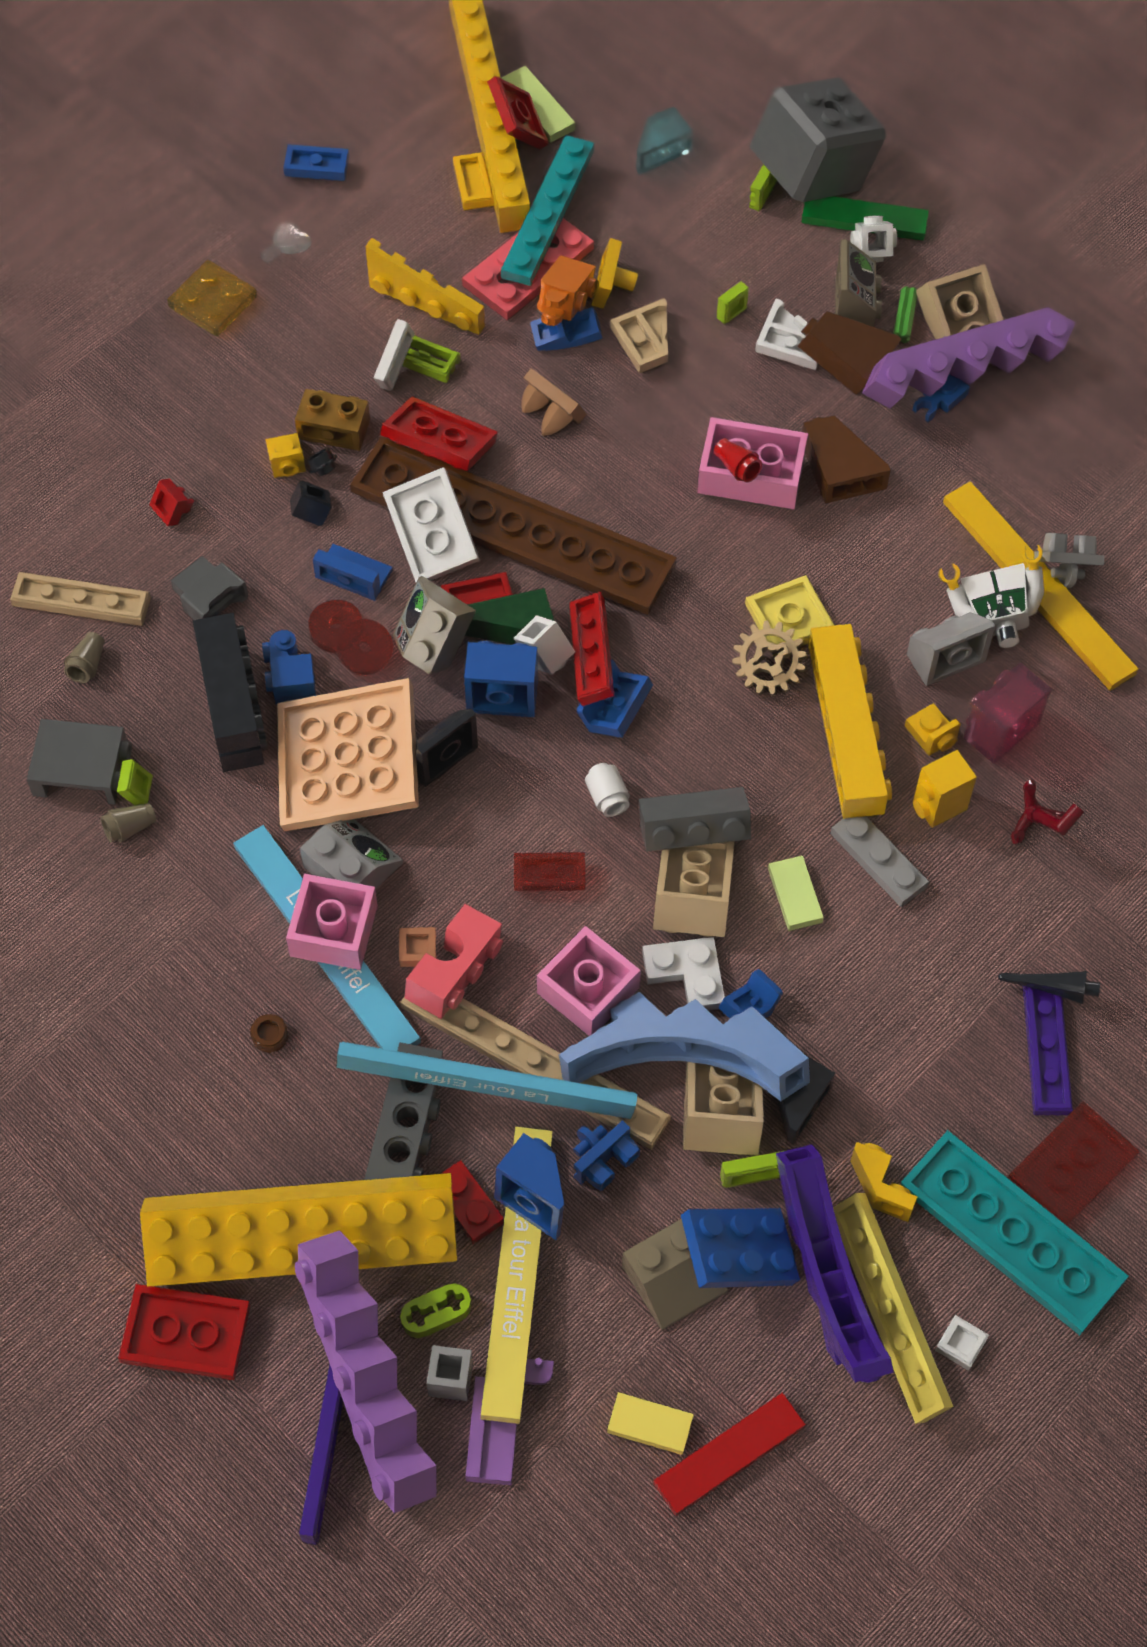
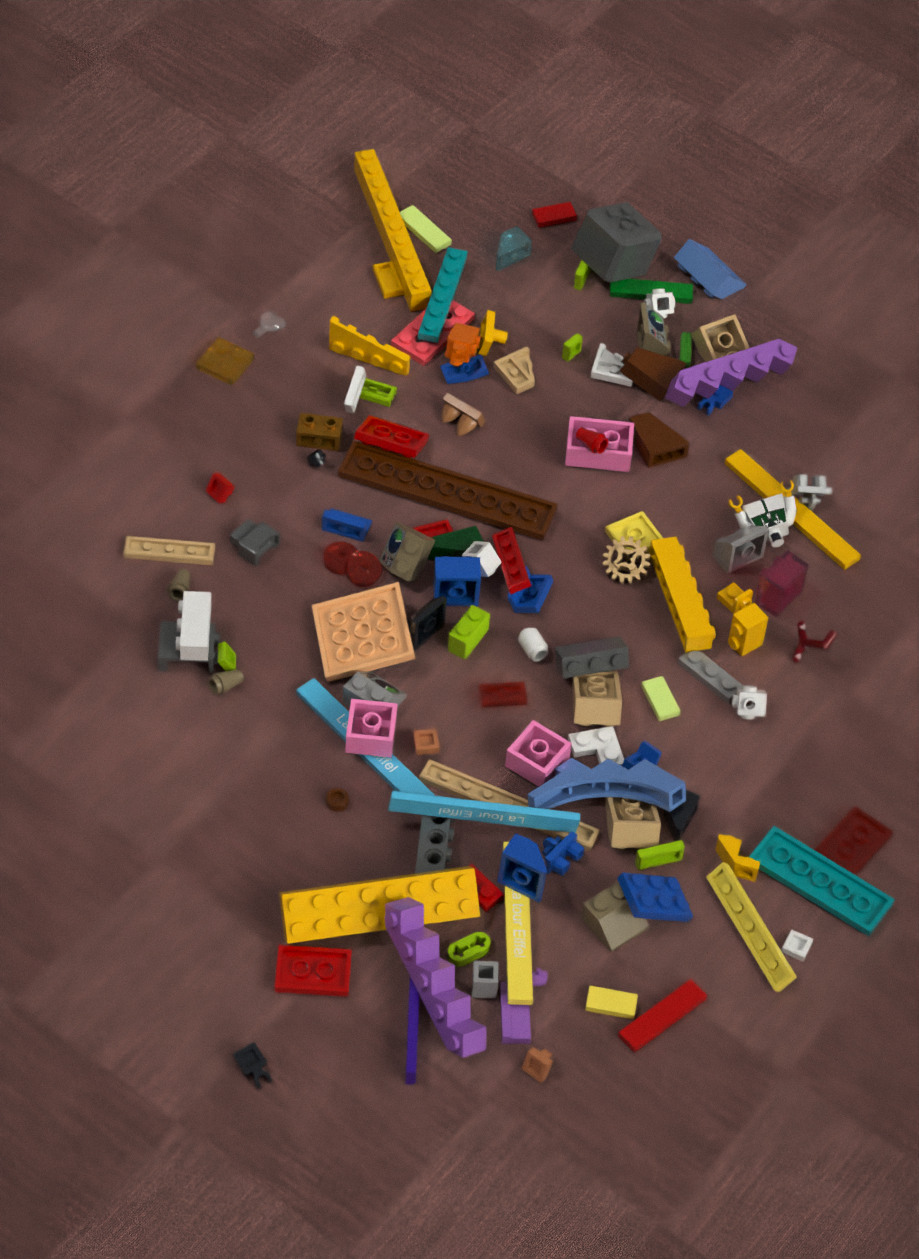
camera: 10 degrees left, 10 degrees down
(60, 1488) = (251, 1062): none -> black plate
(86, 733) = (194, 625): none -> white brick
(230, 692) = (281, 598): black piece -> none
(285, 455) = (291, 456): yellow bracket -> none
(290, 673) = (316, 586): blue brick -> none
(310, 503) = (312, 484): black slope -> none
(316, 162) = (281, 272): blue plate -> none
(431, 525) = (396, 492): white plate -> none
(441, 984) = (445, 758): coral arch -> none
(510, 763) = (468, 632): none -> lime brick
(516, 1529) = (537, 1064): none -> nougat tile
(518, 113) = (414, 234): red tile -> none
(734, 90) = (554, 214): none -> red tile
(829, 1278) = (698, 882): dark purple arch -> none
(934, 912) = (756, 707): none -> white brick
(955, 189) = (708, 270): none -> medium blue slope
(1047, 1053) = (829, 776): dark purple tile -> none
(1066, 985) = (839, 739): black piece -> none

